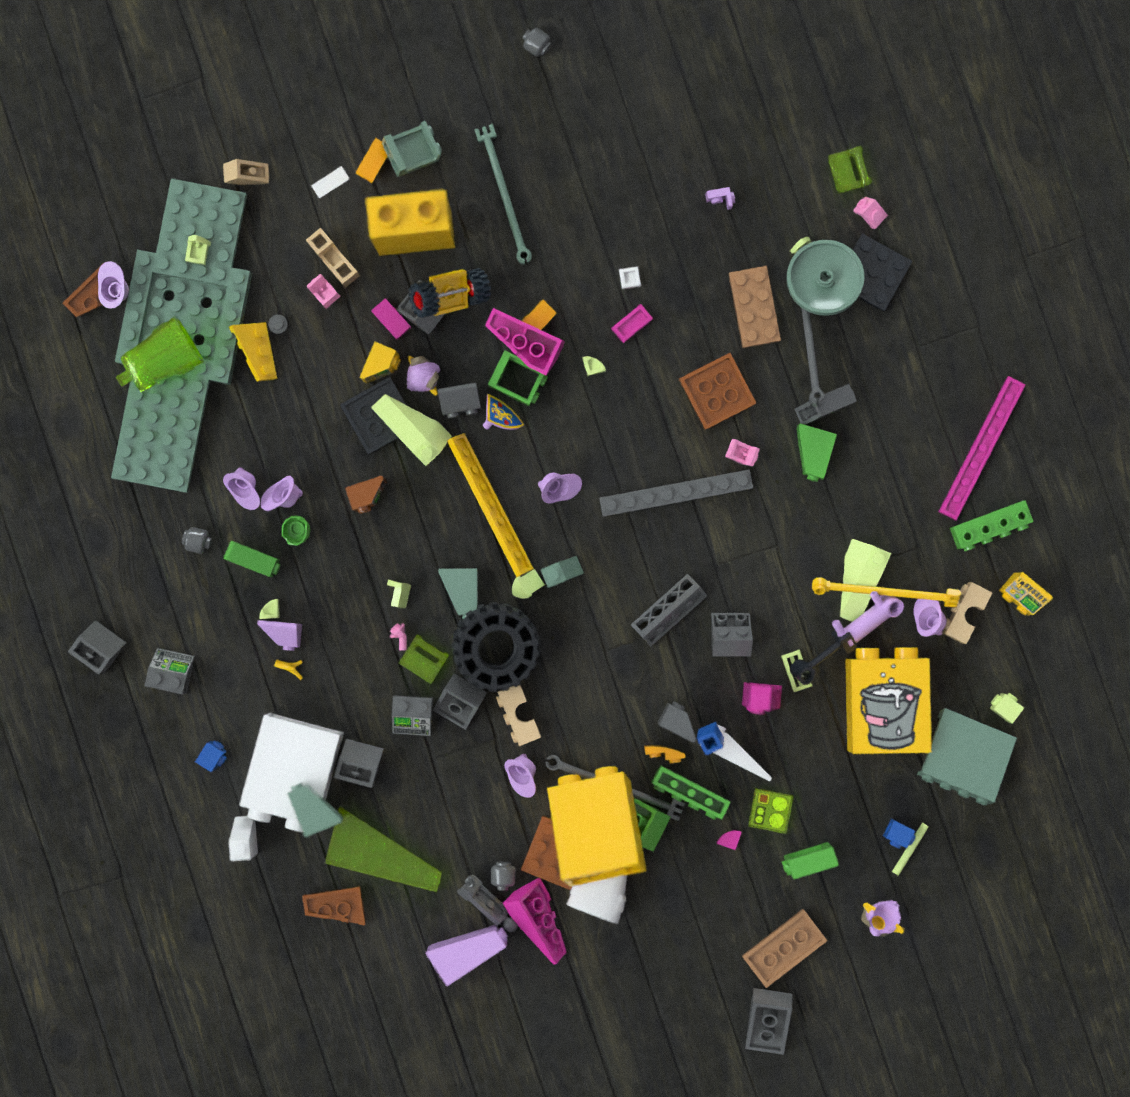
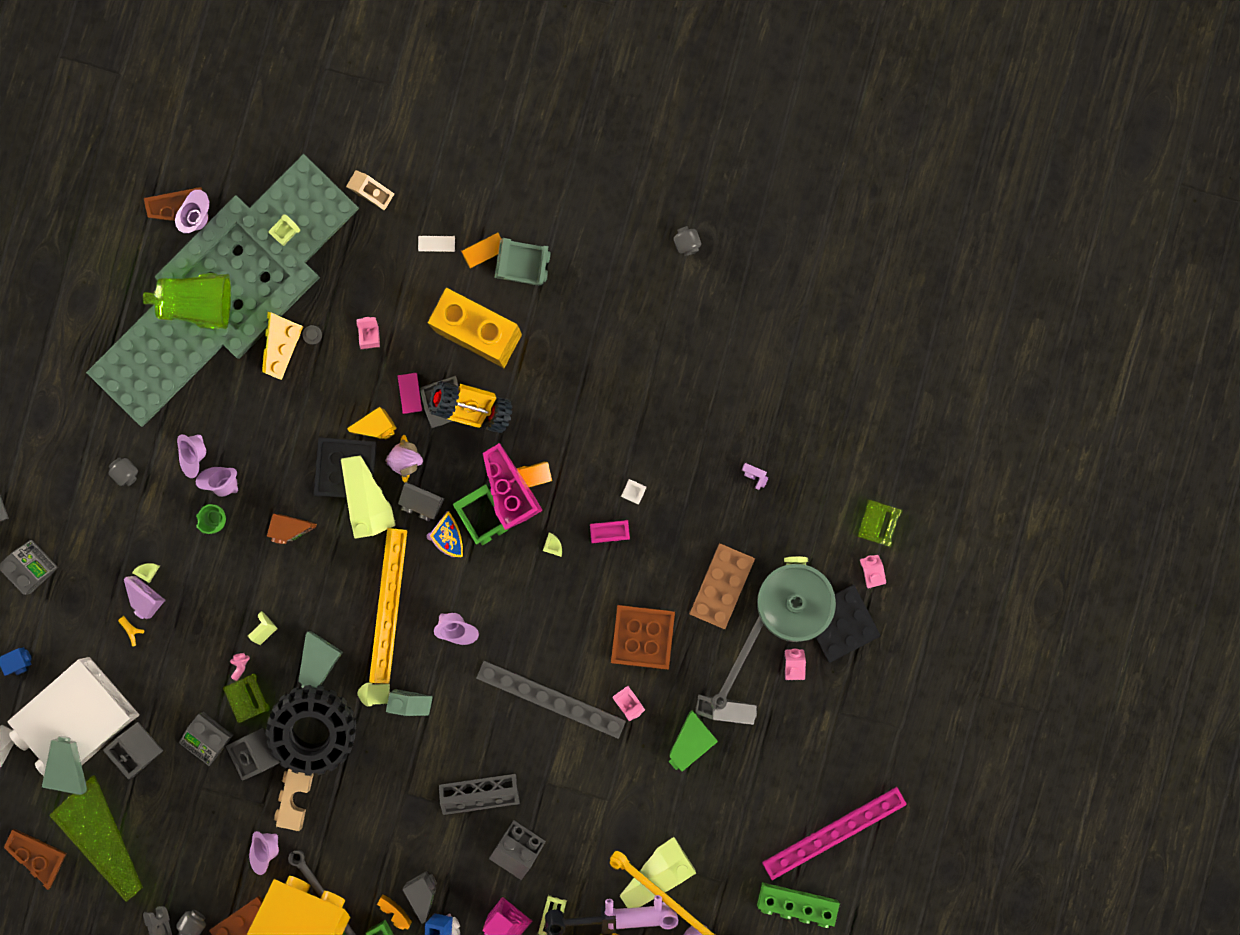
camera: 30 degrees right, 0 degrees up
(252, 559) = (158, 519): bright green slope -> none
(332, 257) = (395, 310): tan arch -> none
(487, 139) = (592, 293): sand green hinge -> none
(857, 330) = (795, 664): none -> bright pink bracket

